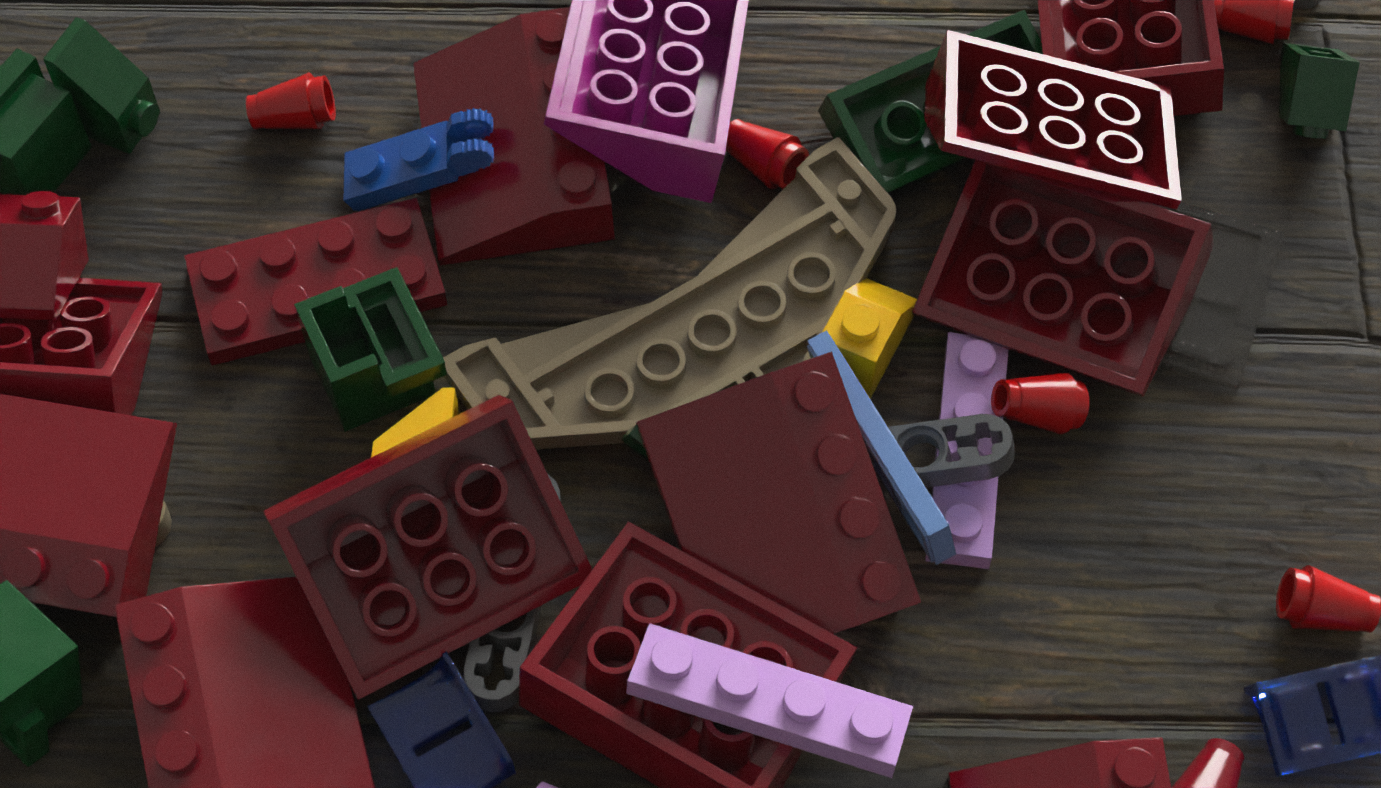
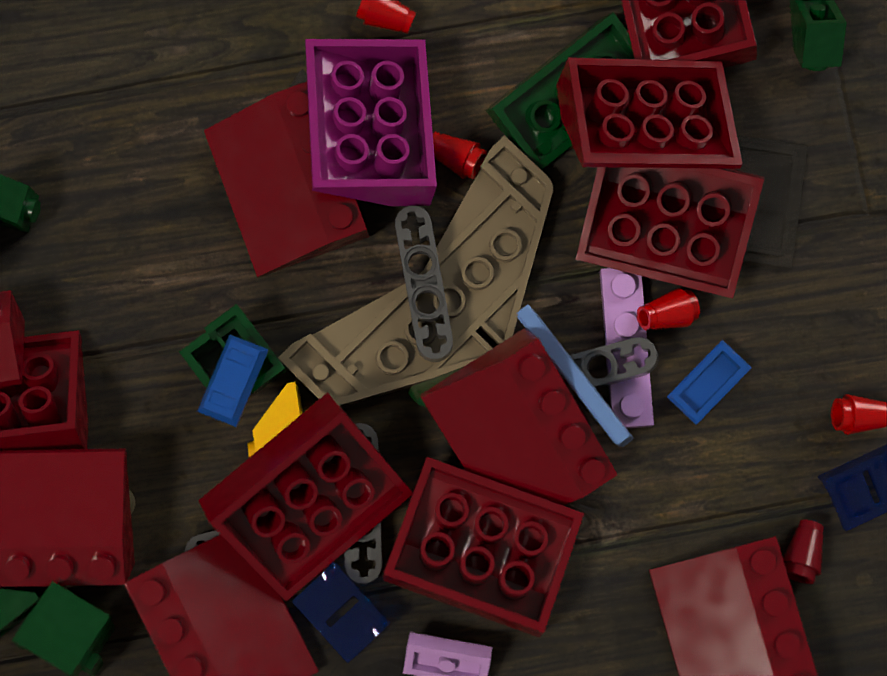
camera: 10 degrees left, 20 degrees up
(251, 286) = (173, 307): dark red plate -> none
(294, 104) = (130, 178): red cone -> none
(361, 353) = (233, 380): none -> blue tile
(418, 160) = (225, 211): blue hinge -> none
(678, 296) = (426, 283): none -> dark grey beam
(769, 700) = (539, 565): lavender plate -> none
(870, 328) = (549, 277): yellow slope -> none
(1088, 516) = (709, 382): none -> blue tile

